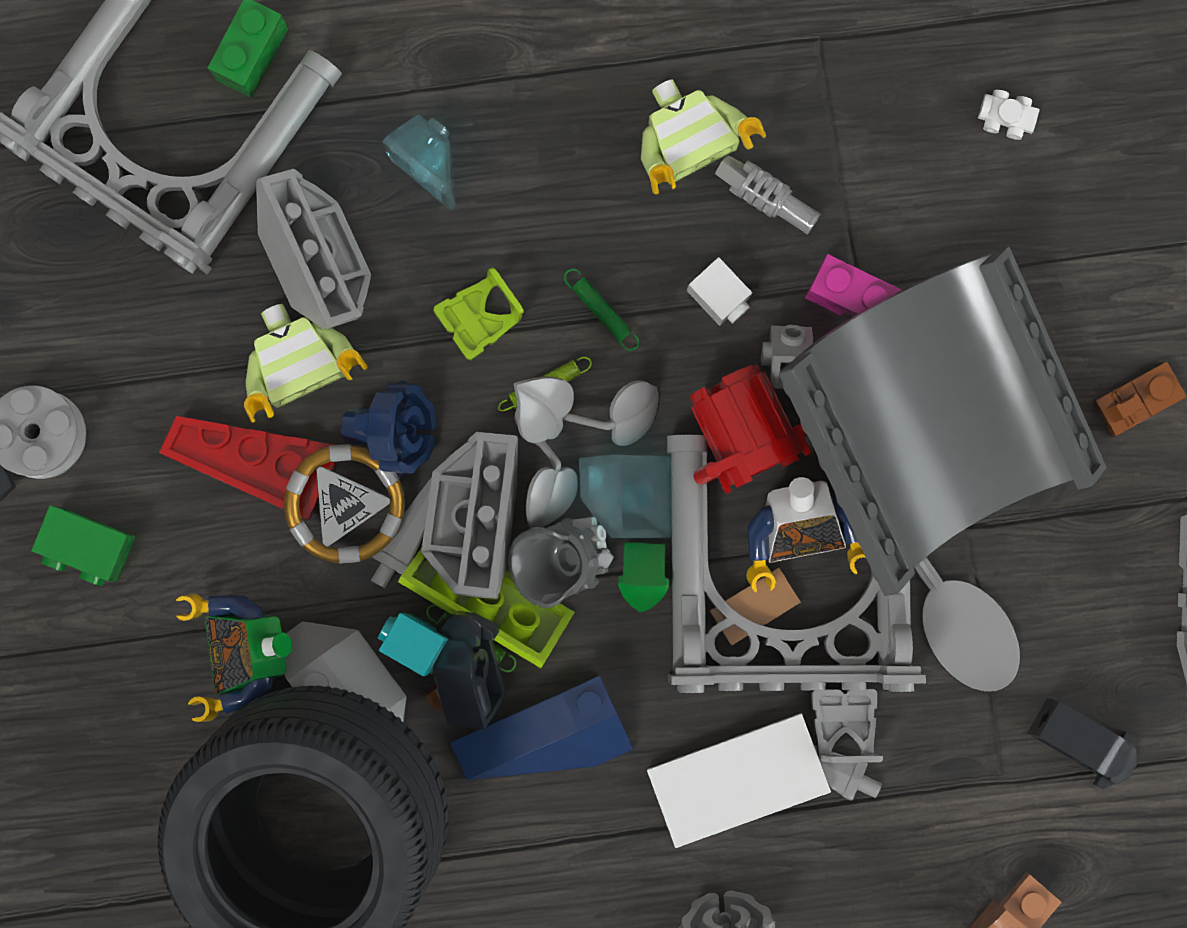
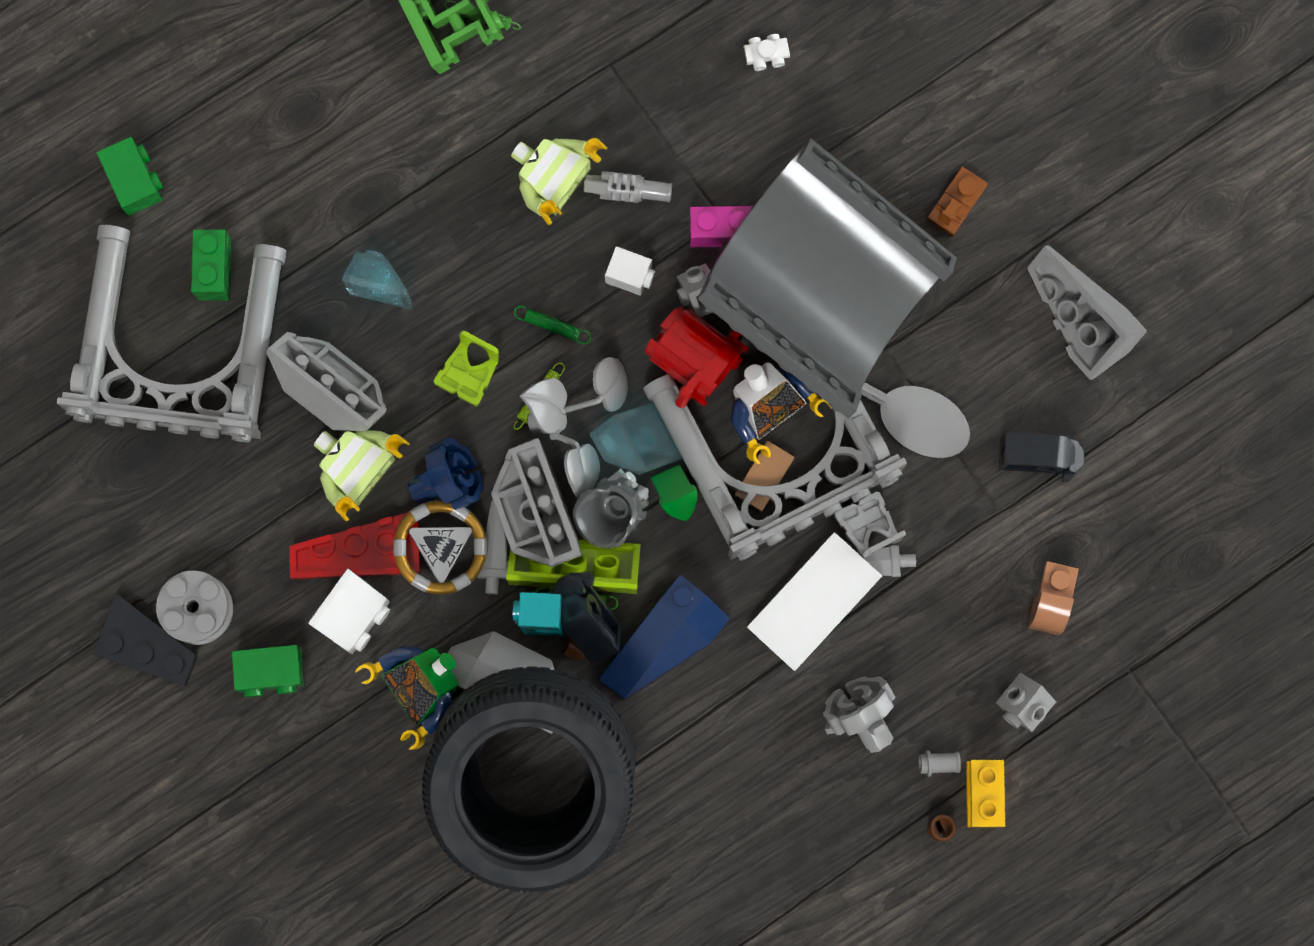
camera: 25 degrees left, 5 degrees down
(202, 530) = (350, 612): none -> white slope

